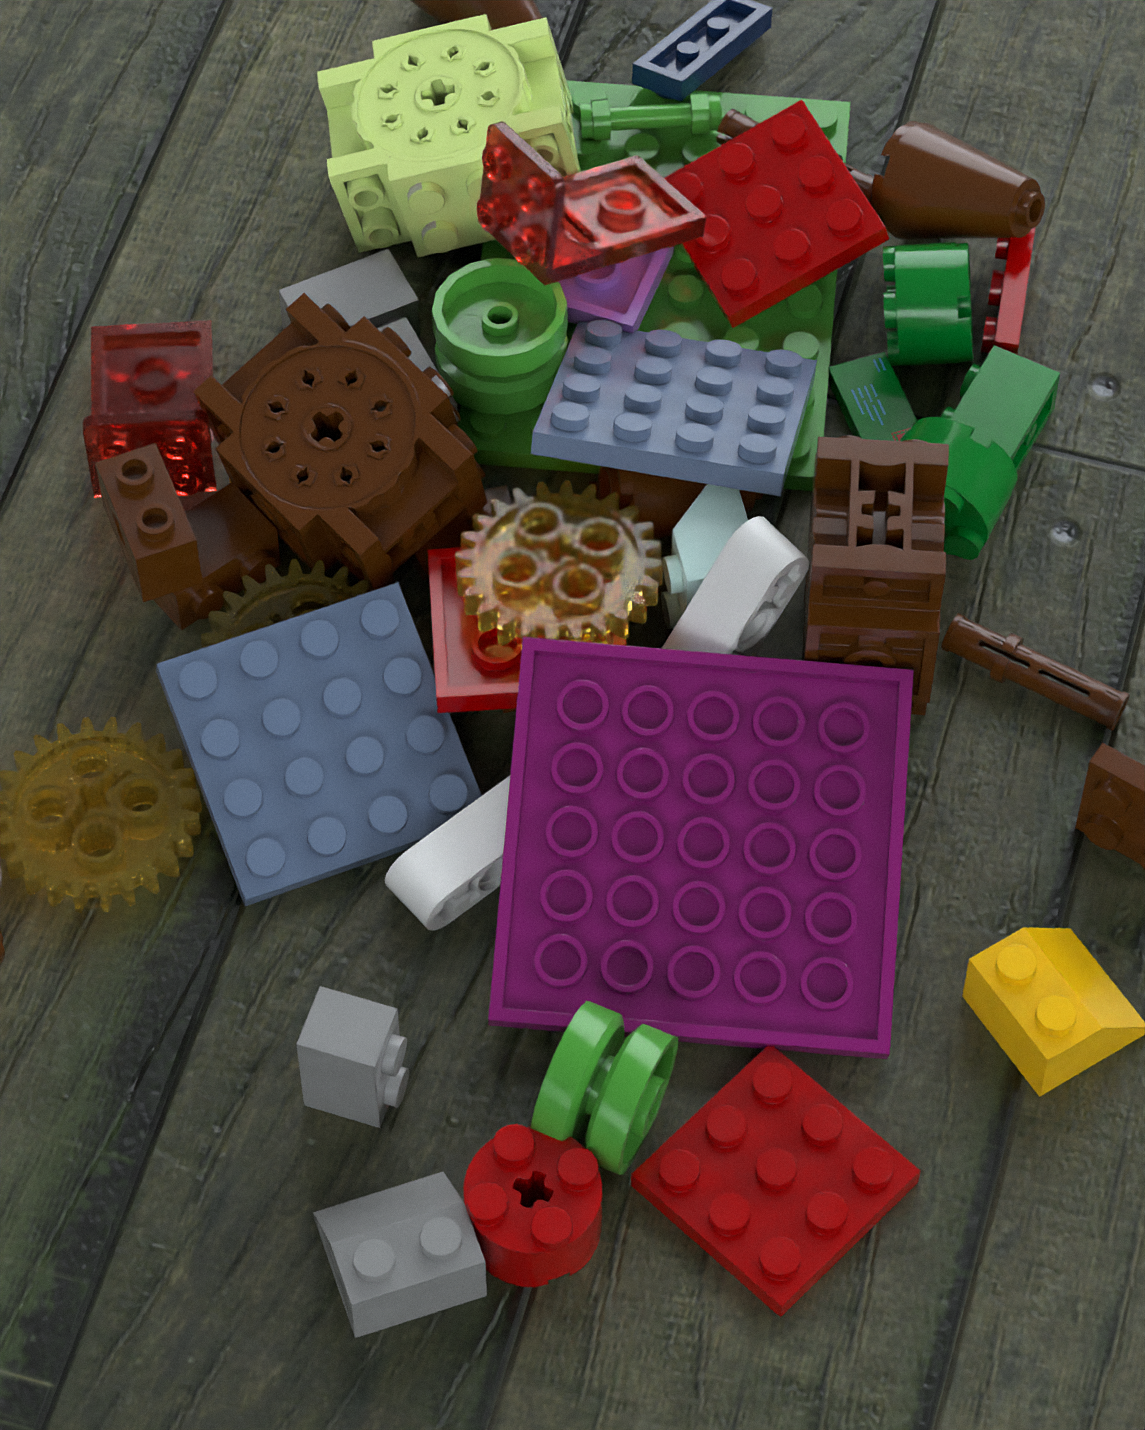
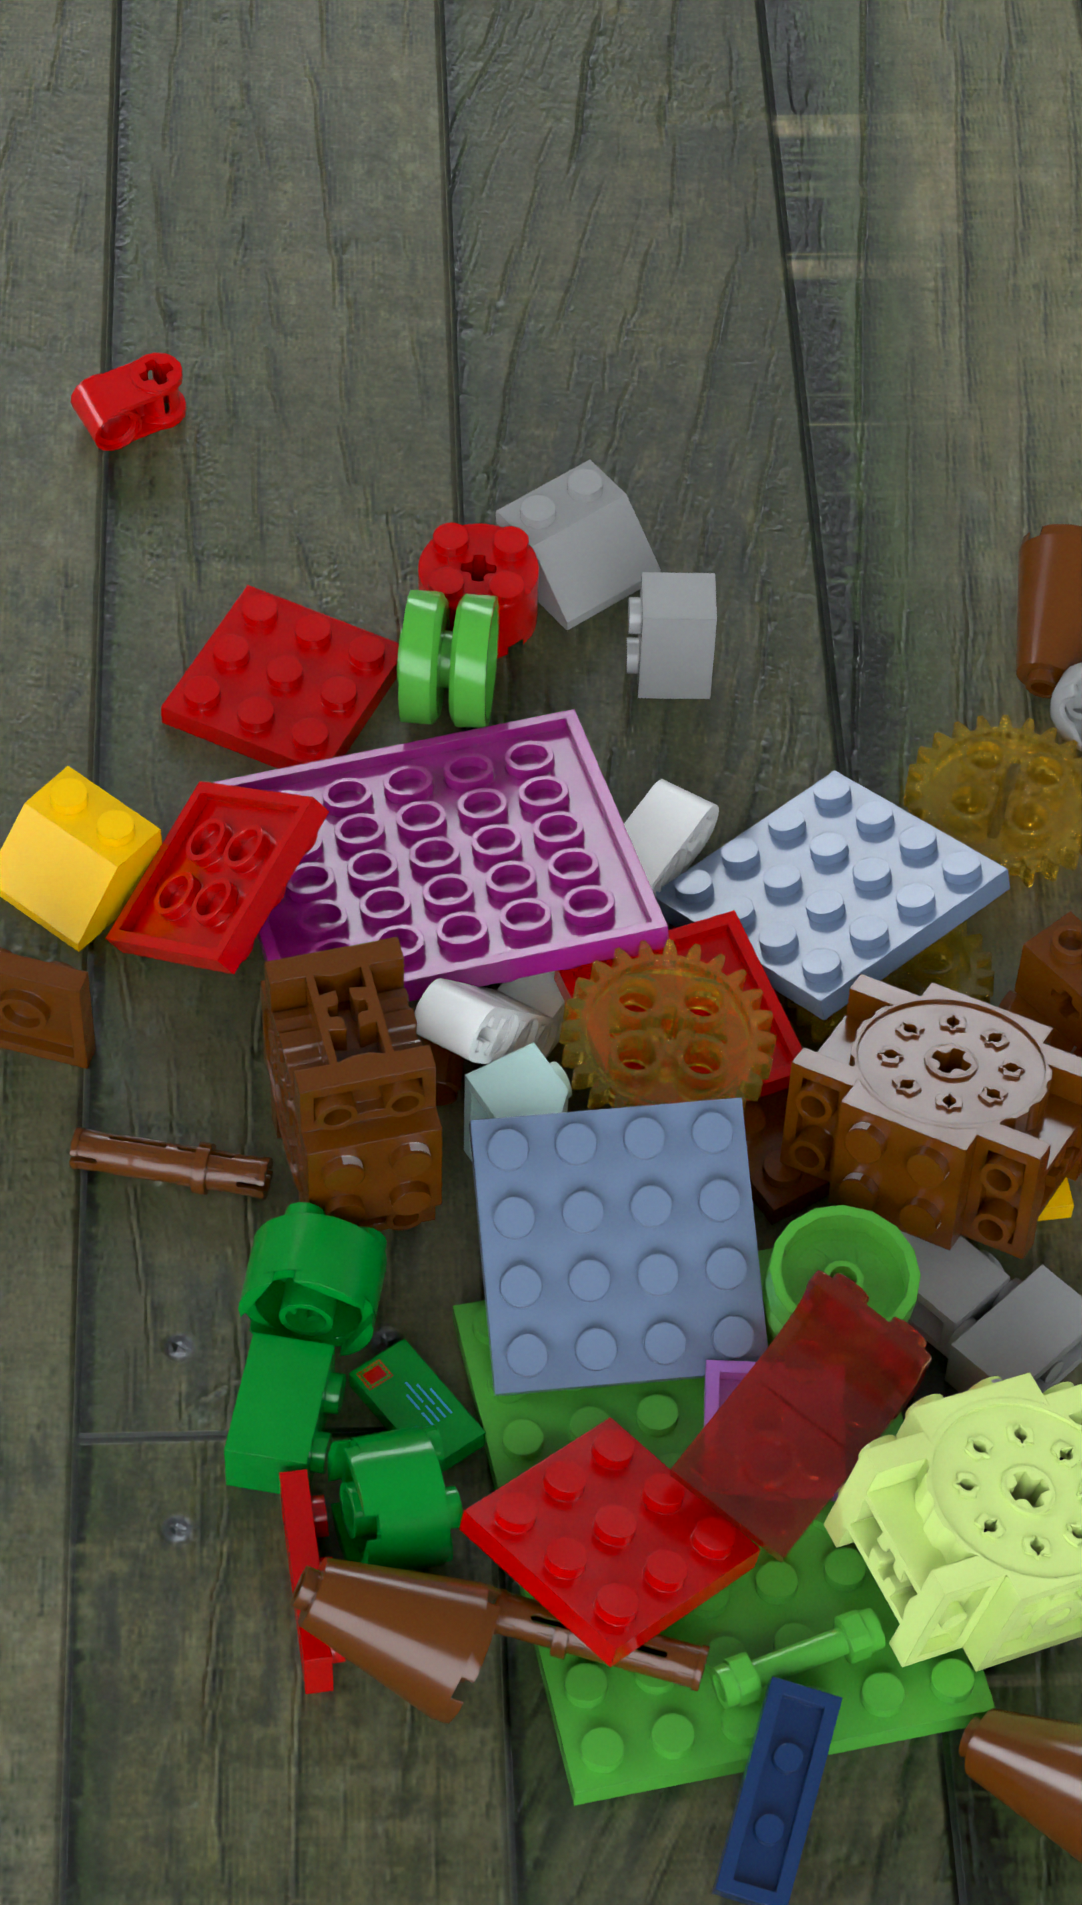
camera: 160 degrees right, 5 degrees down
(927, 873) = (218, 876): none -> red plate

